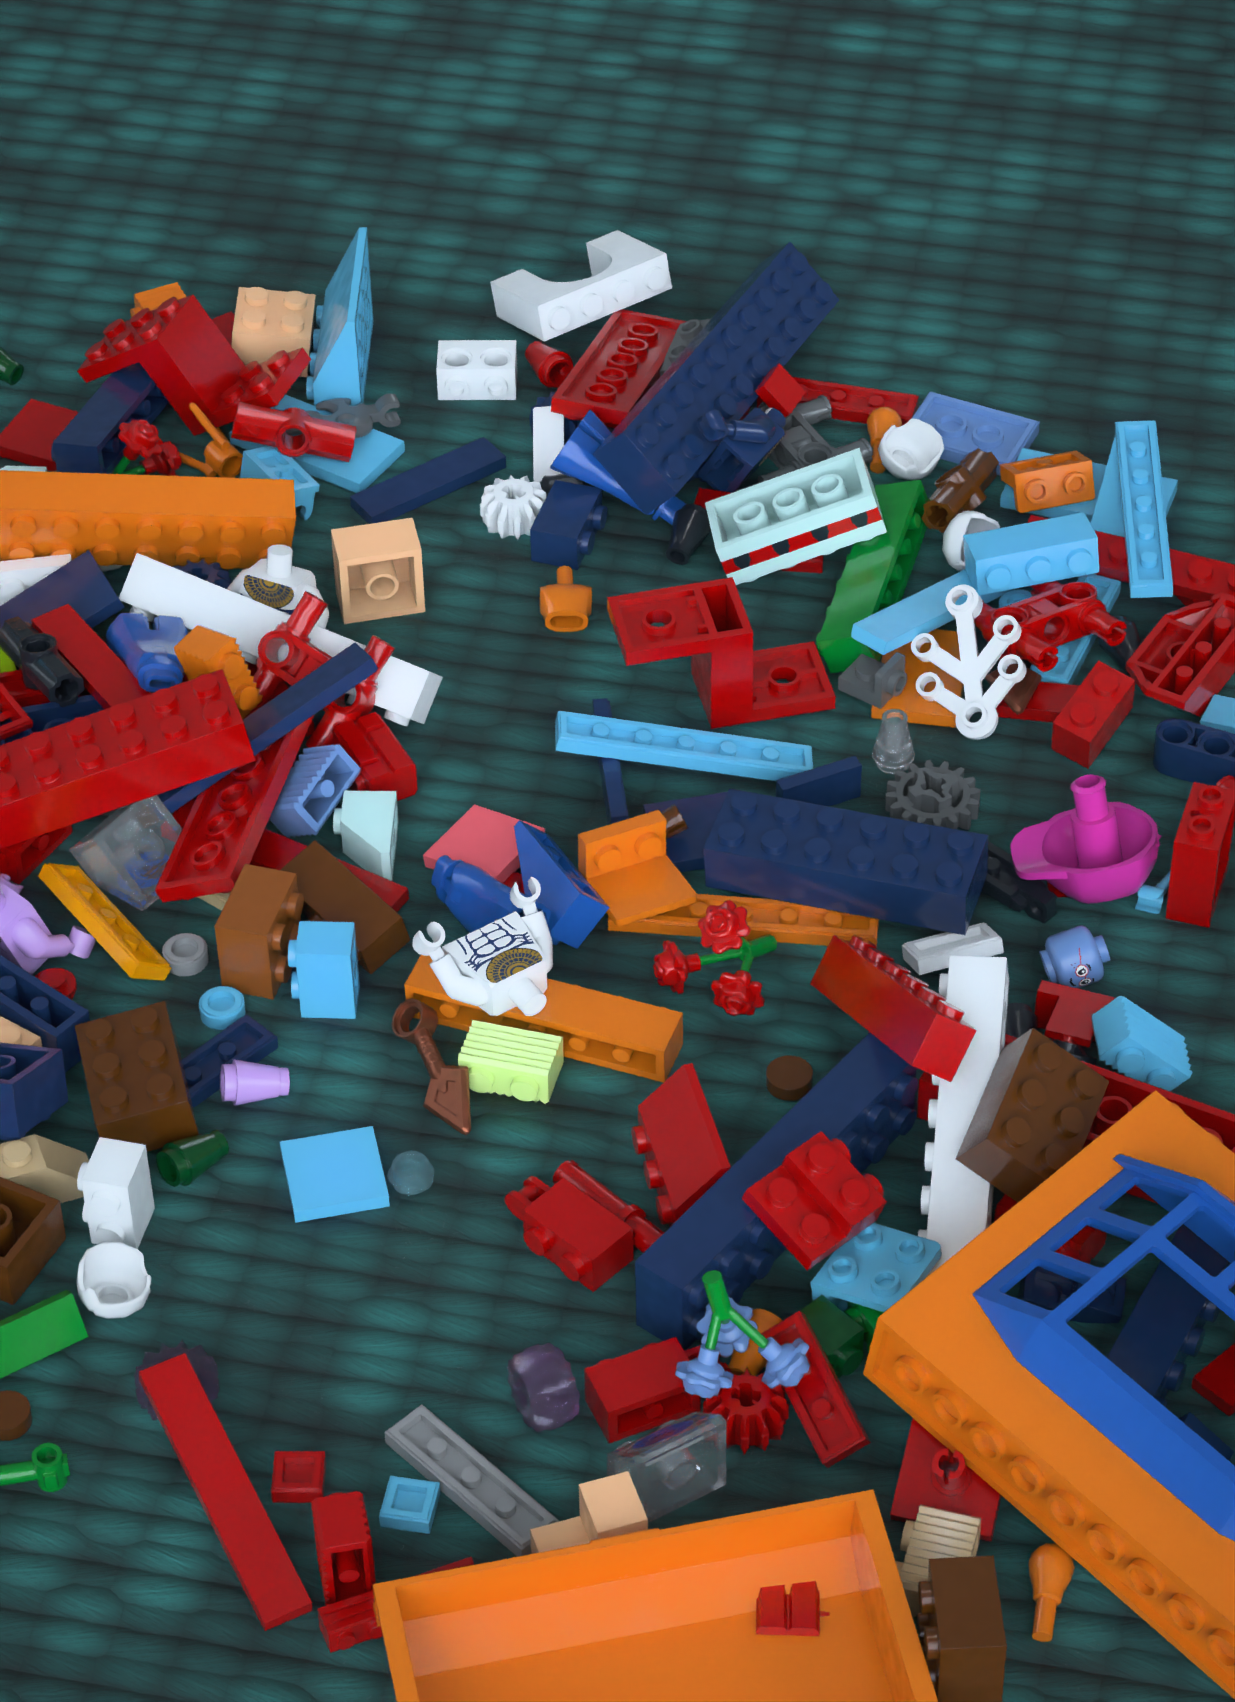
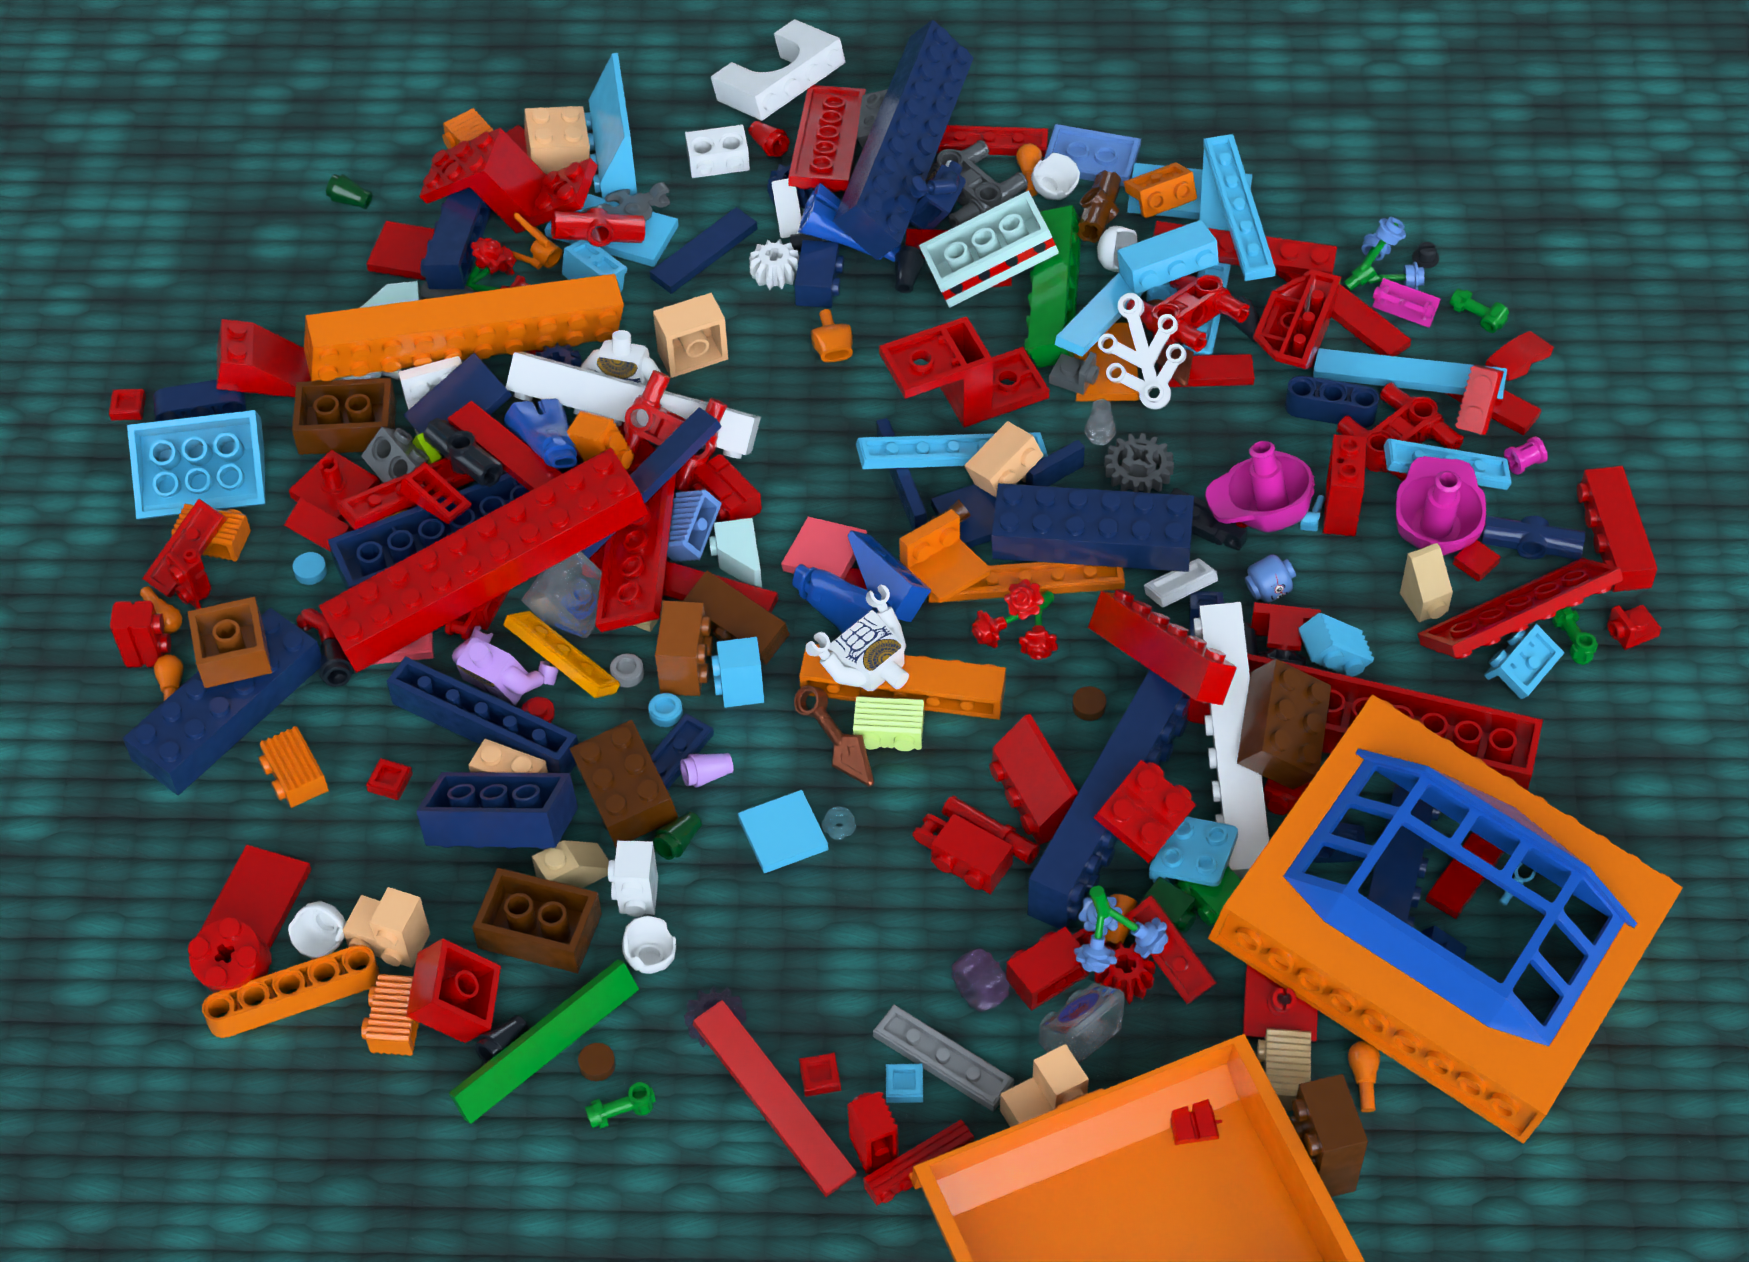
camera: 10 degrees left, 10 degrees up
(748, 761) = (1004, 458): none -> light nougat brick
(780, 390) = (952, 144): red tile -> none
(1093, 714) = (1239, 380): red brick -> none

